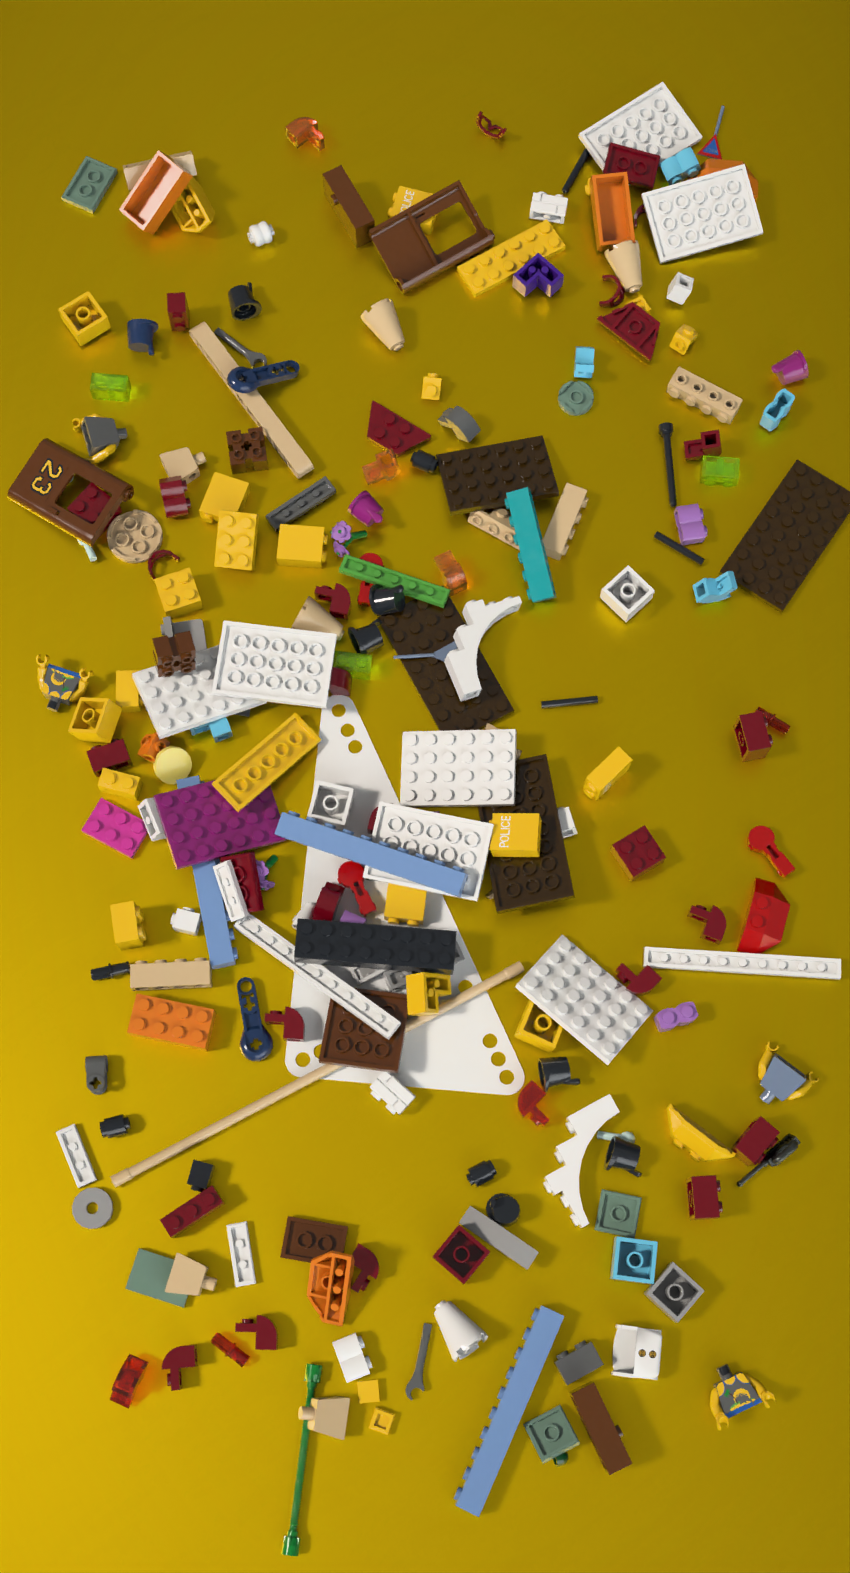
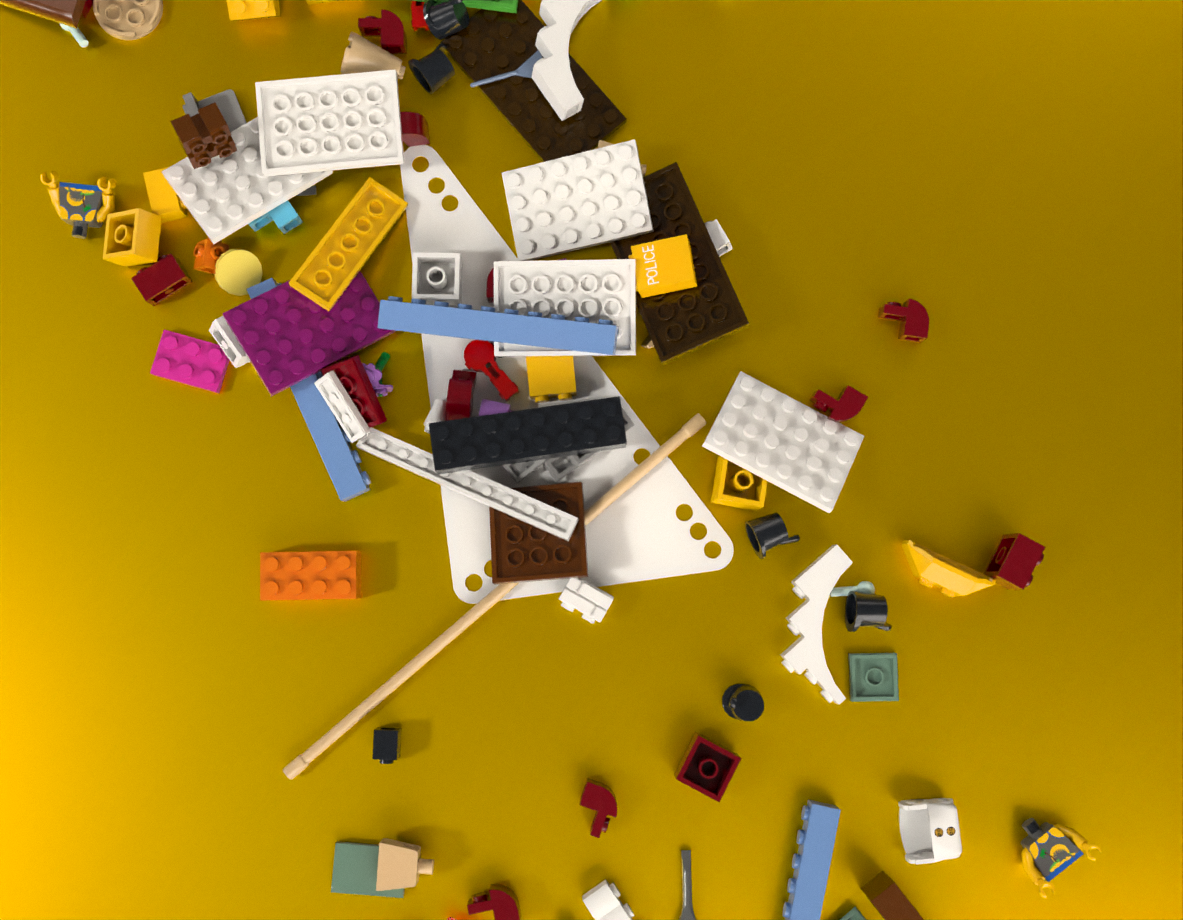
camera: 15 degrees left, 10 degrees up
(76, 1156) = (238, 753): white tile -> none
(81, 1203) = (257, 808): light grey tile -> none
(96, 1069) = (237, 651): dark grey piece -> none
(110, 971) = (225, 531): black axle -> none
(115, 1126) = (273, 710): black brick -> none
(120, 784) = (182, 308): yellow brick -> none
(127, 925) = (230, 474): yellow brick -> none
(158, 555) = (156, 29): dark red helmet -> none
(170, 975) = (295, 521): tan brick -> none
(178, 593) = (196, 63): yellow brick -> none
(186, 921) = (299, 453): white brick -> none
(192, 1211) = (387, 788): dark red brick -> none
(241, 1254) = (455, 821): white tile -> none
(253, 1026) = (406, 557): dark blue beam -> none
(293, 1023) = (452, 543): dark red brick -> none
(310, 1238) = (535, 789): reddish brown plate -> none
(331, 1285) = (566, 838): orange wedge -> none
(356, 664) = (427, 102): clear neon green brick -> none
(424, 991) = (597, 475): yellow brick -> none
(458, 1330) = (722, 852): white cone -> none
(481, 1173) = (709, 667): black brick -> none
(498, 1237) = (745, 736): light grey slope -> none
(527, 1102) = (743, 572): clear red brick -> none
(569, 702) = (688, 95): black bar -> none
(578, 1362) = (866, 855): dark grey brick -> none
(607, 774) = (753, 169): yellow brick -> none
(634, 1260) = (905, 728): medium azure brick -> none
(637, 853) = (808, 256): dark red brick -> none
(671, 1017) = (894, 436): medium lavender brick -> none
(674, 1292) = (958, 753): light grey brick -> none
(703, 1197) = (970, 639): dark red brick -> none
(742, 963) = (954, 358): white plate -> none
(752, 736) = (912, 88): dark red brick -> none
(759, 839) = (942, 212): red piece -> none
(764, 918) = (967, 301): red wedge -> none
(774, 722) = (927, 65): clear red axle -> none
(774, 1156) = (1052, 560): pearl dark grey piece -> none
(781, 1077) = (1027, 480): sand blue torso -> none

